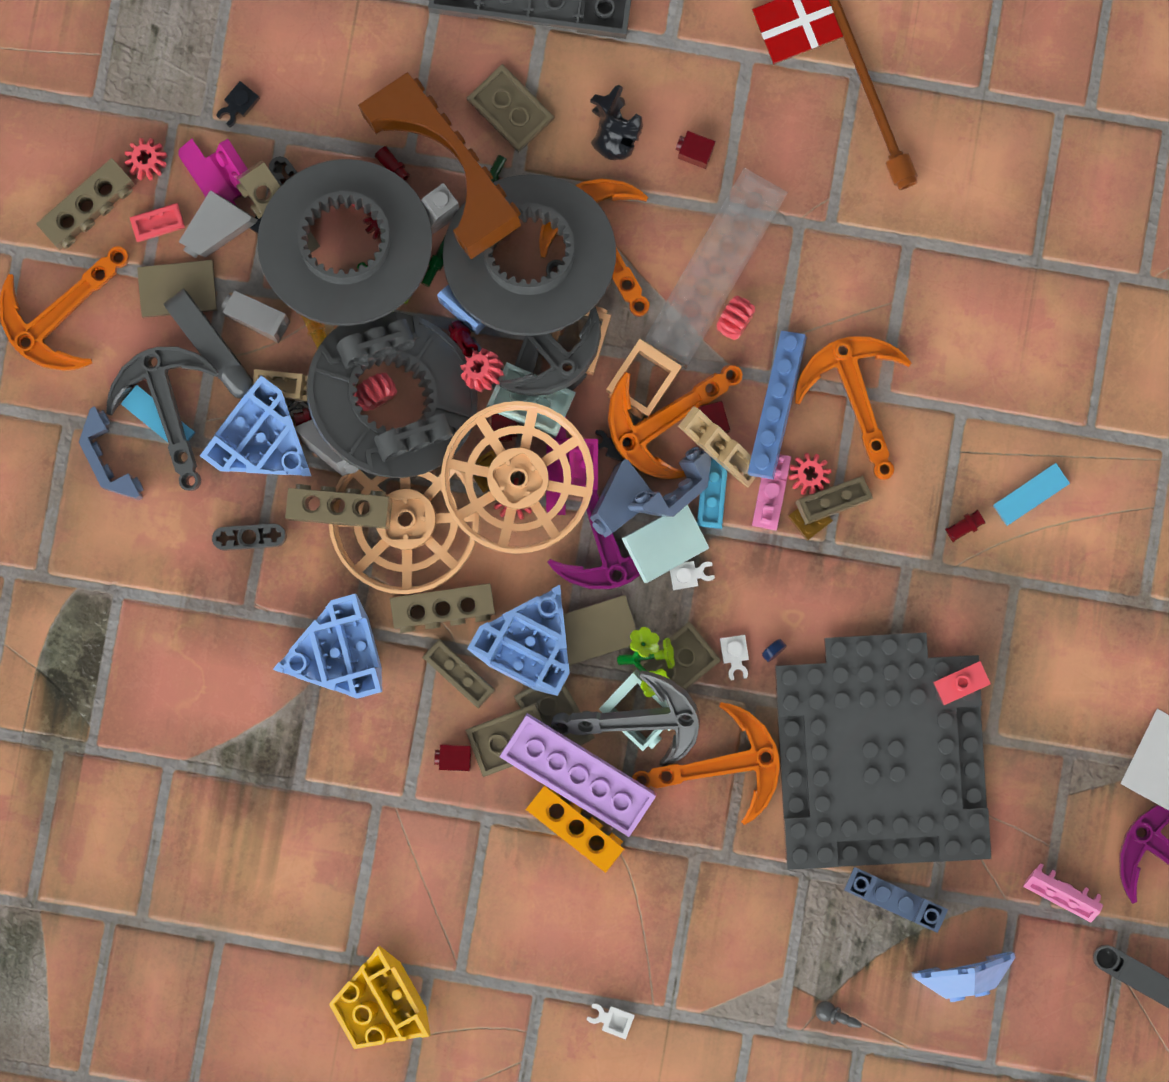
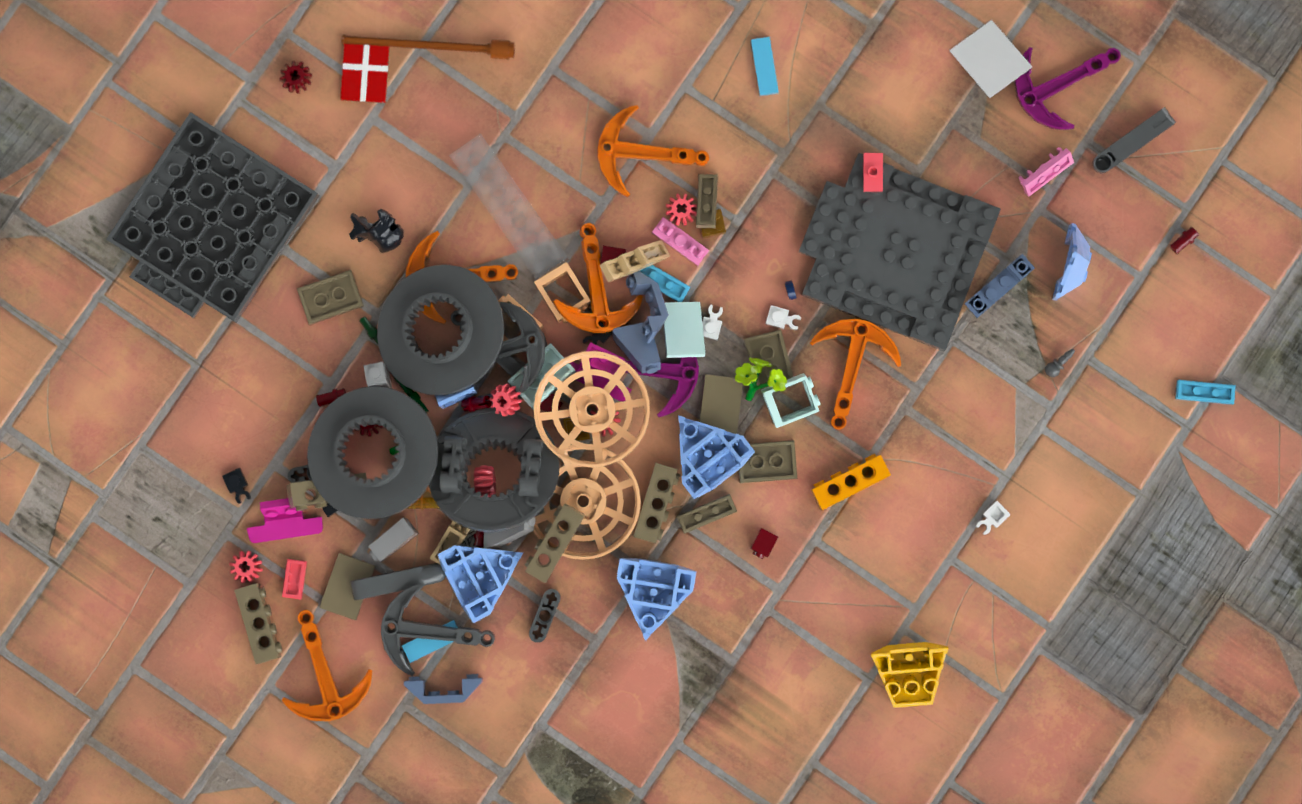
camera: 60 degrees left, 0 degrees up
(214, 225) = (316, 539): light grey slope -> none
(407, 109) = (296, 368): dark orange arch -> none
(492, 737) = (769, 499): dark tan tile -> none
(578, 775) = (815, 463): lavender plate -> none
(680, 716) = (808, 373): dark grey piece -> none
(695, 149) = (420, 183): dark red brick -> none
(735, 317) = (550, 209): coral gear -> none
(777, 405) = (623, 209): medium blue plate -> none
(966, 525) = (765, 120): dark red pin -> none

